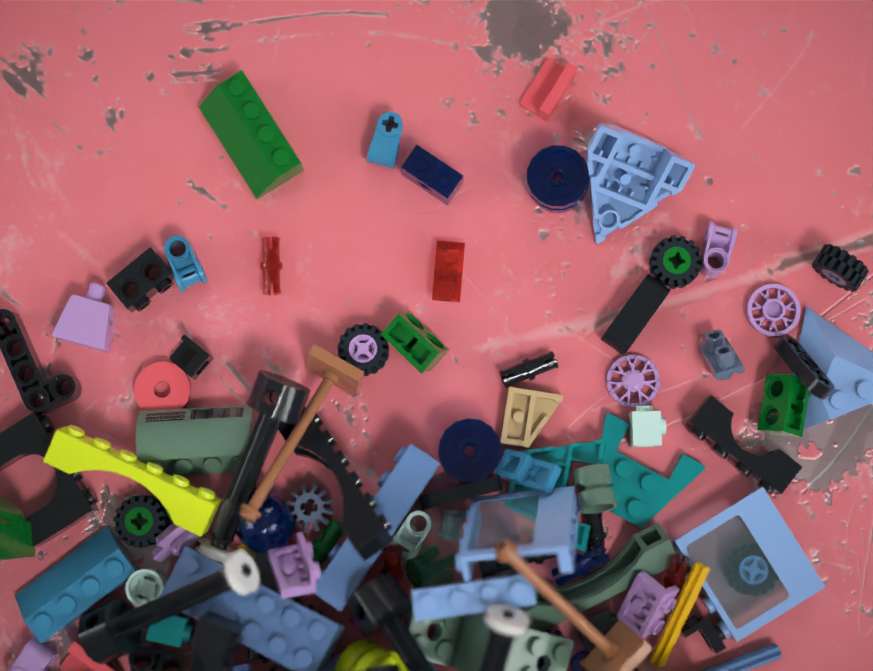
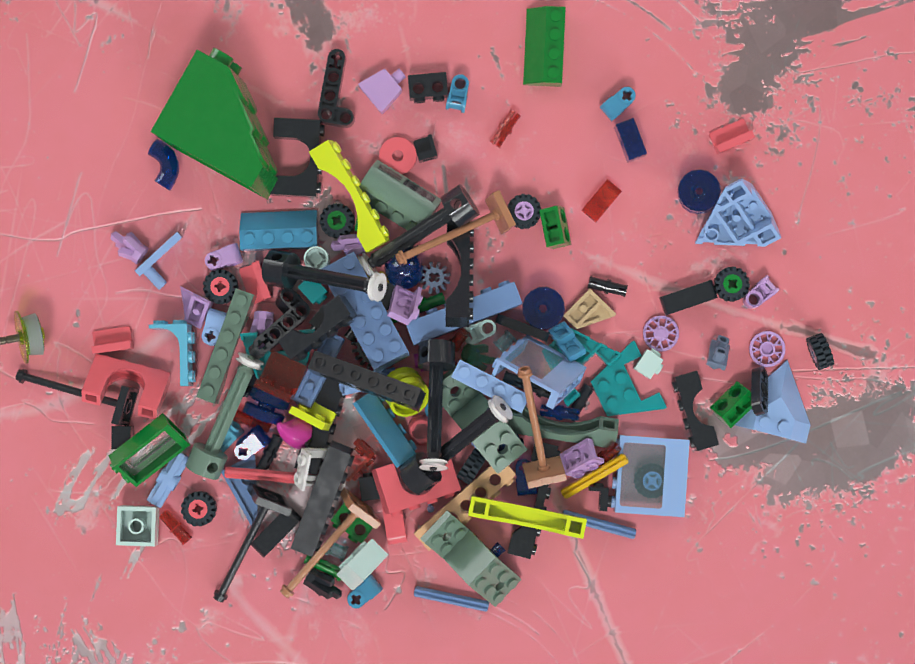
camera: 40 degrees right, 5 degrees up
(594, 489) = (597, 374): sand green wheel -> none

